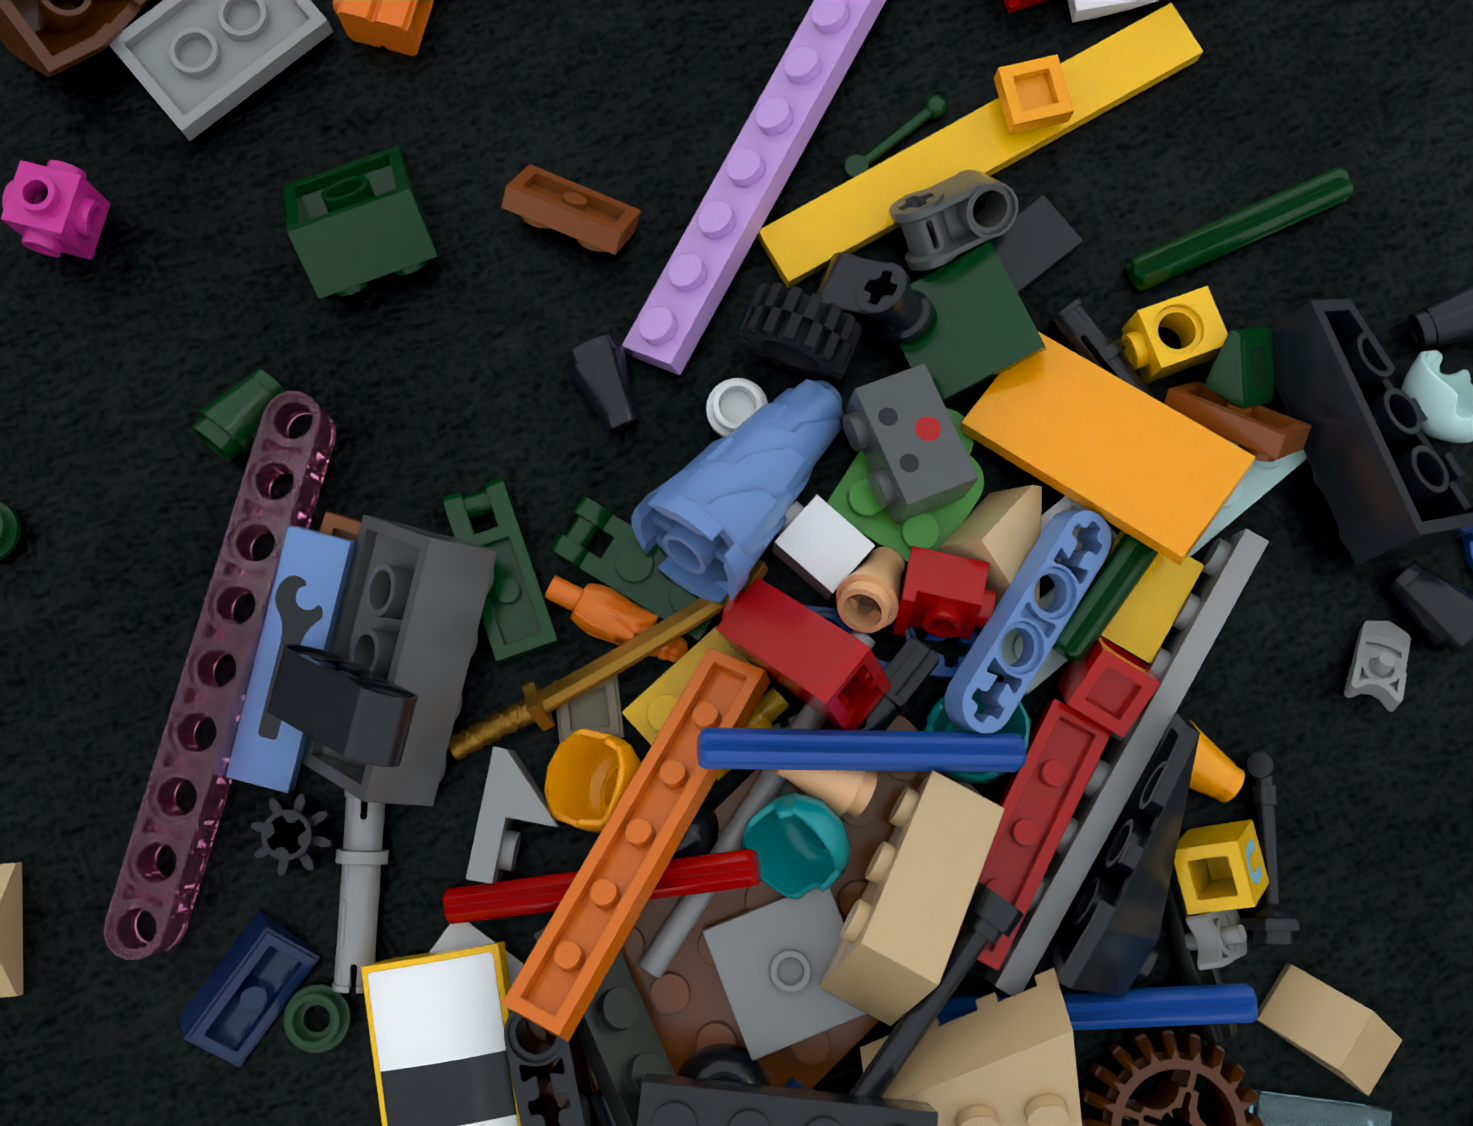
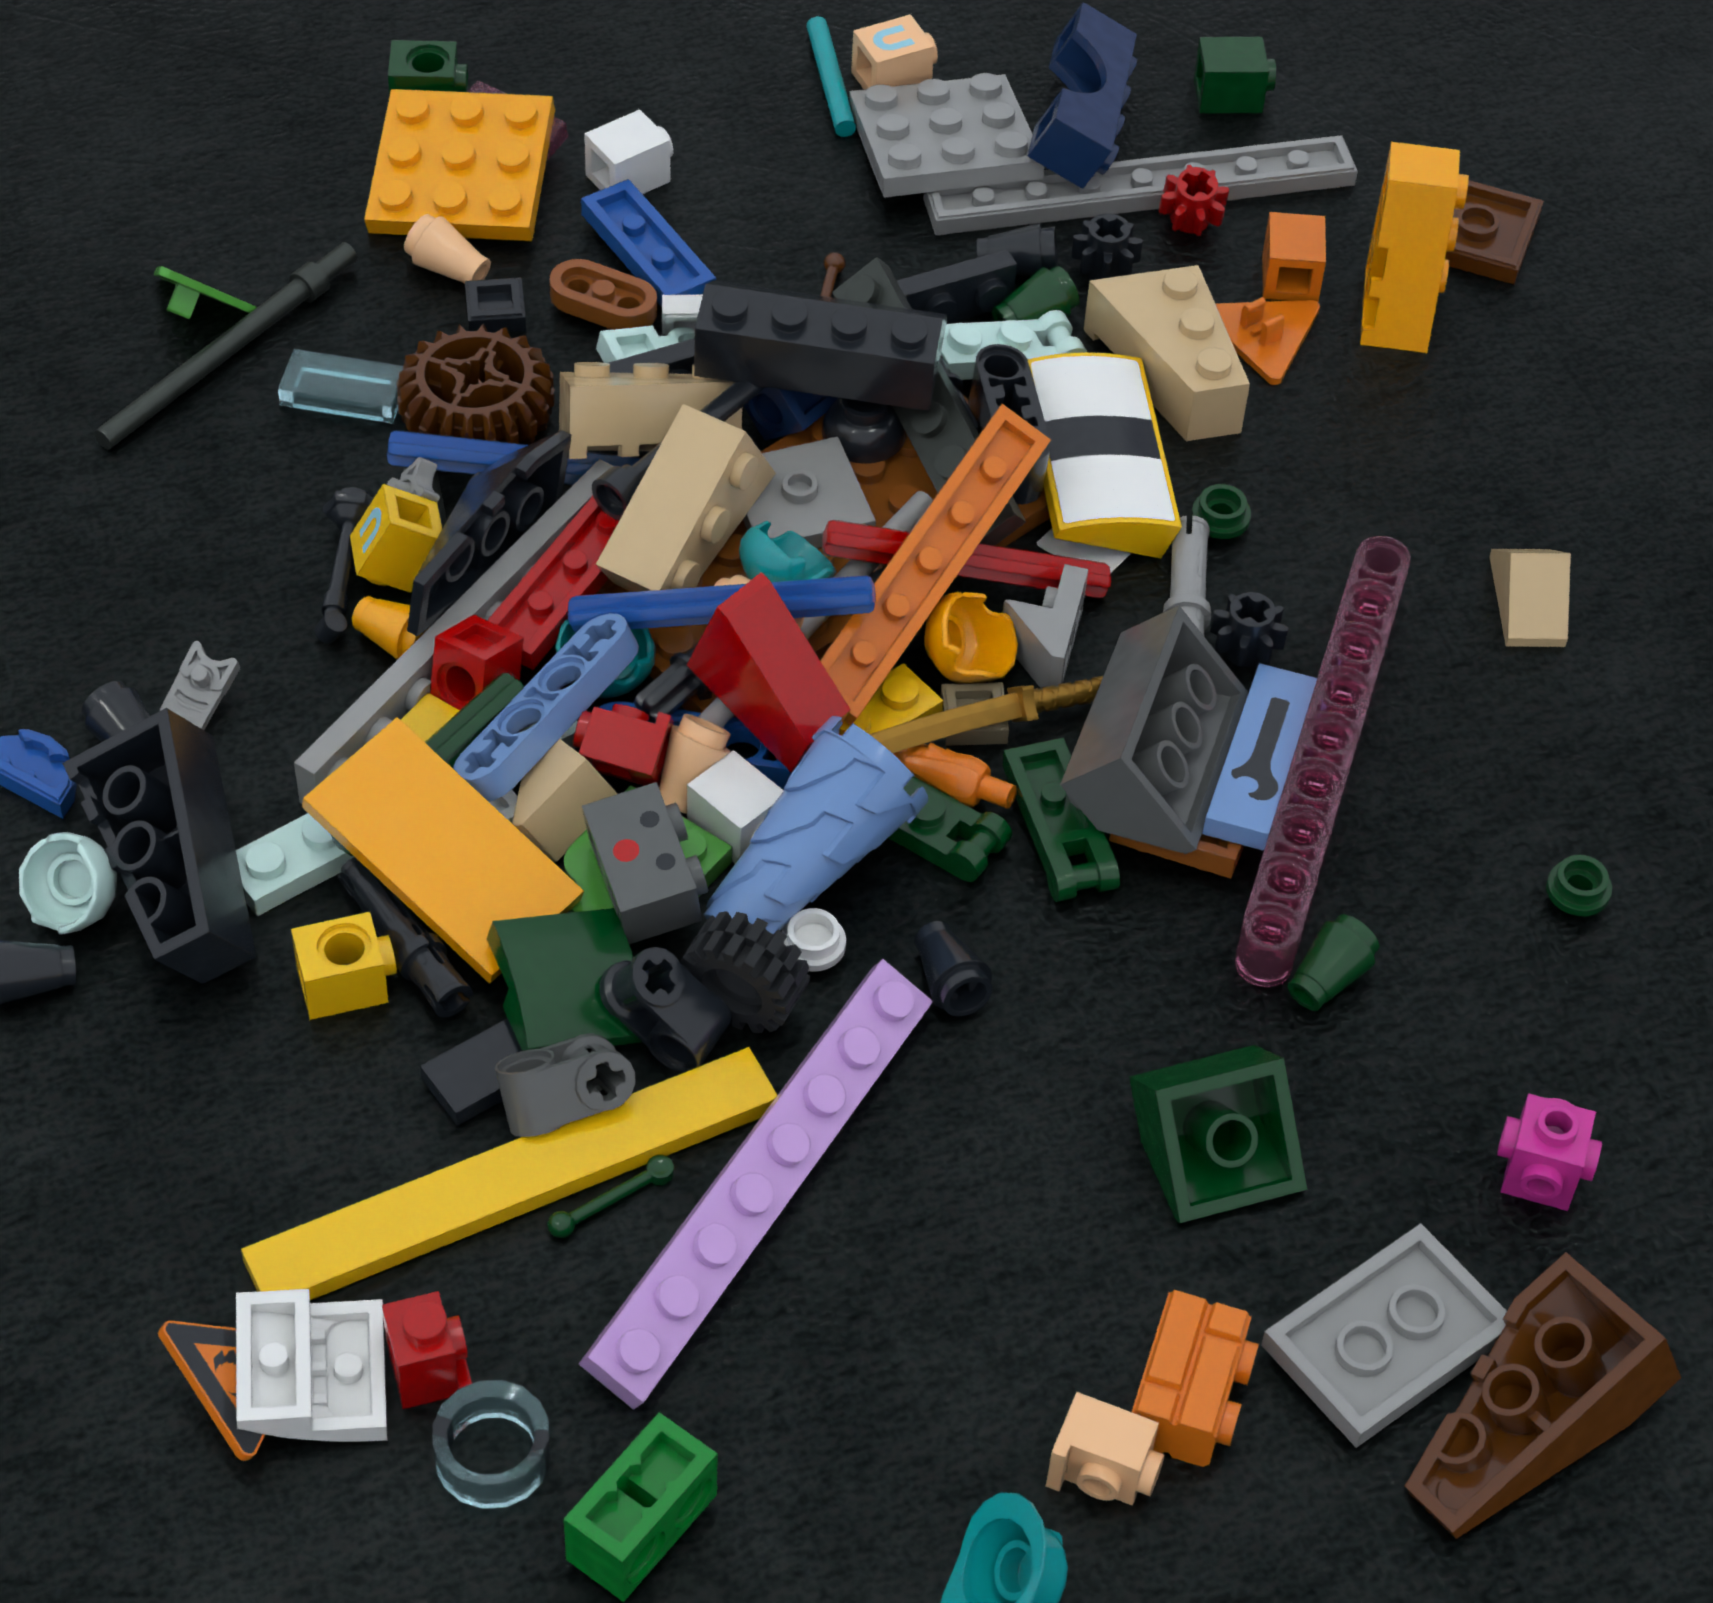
camera: 175 degrees left, 30 degrees down
(247, 990) = (1288, 541): dark blue slope -> none
(342, 705) = (1202, 664): black beam -> none
(571, 209) = (983, 1126): dark orange plate -> none
(1033, 94) = (455, 1188): light orange plate -> none
(1239, 228) = (238, 1074): dark green axle -> none
(1245, 368) = (278, 909): dark green slope -> none
(1255, 429) = (300, 864): dark orange plate -> none
(1329, 1027) = (319, 445): tan slope -> none

